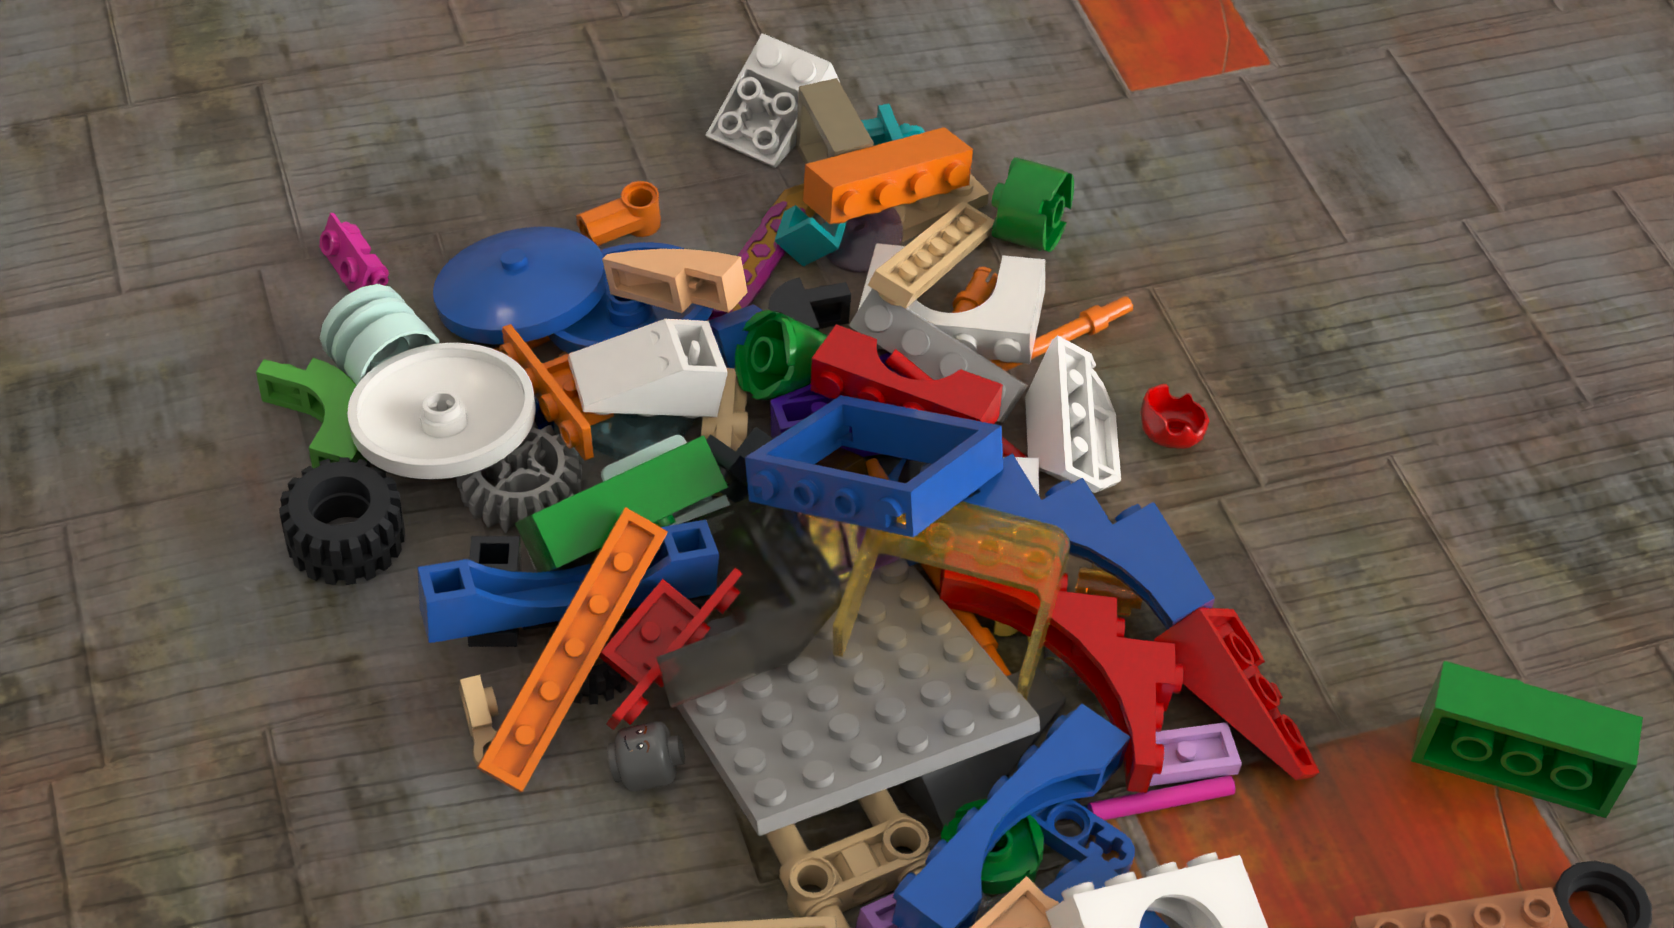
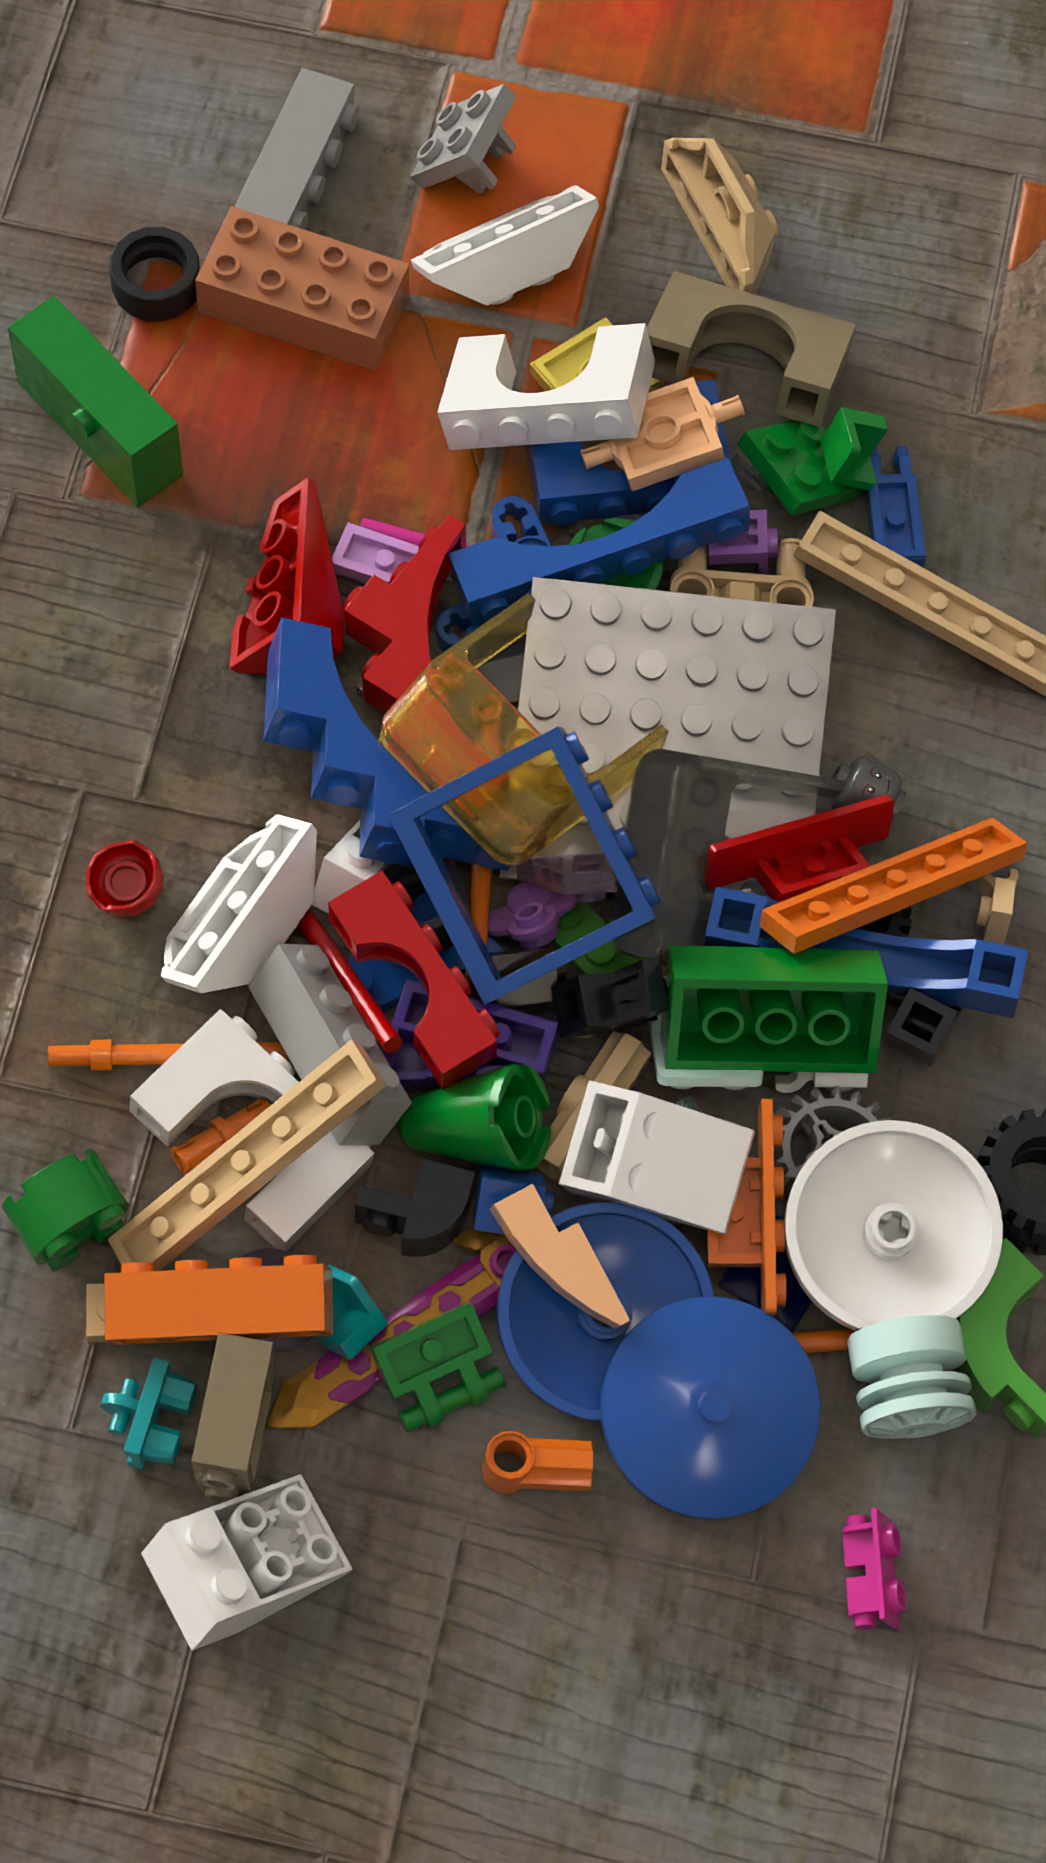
camera: 150 degrees left, 15 degrees up
(730, 229) = (431, 1351): none -> green plate

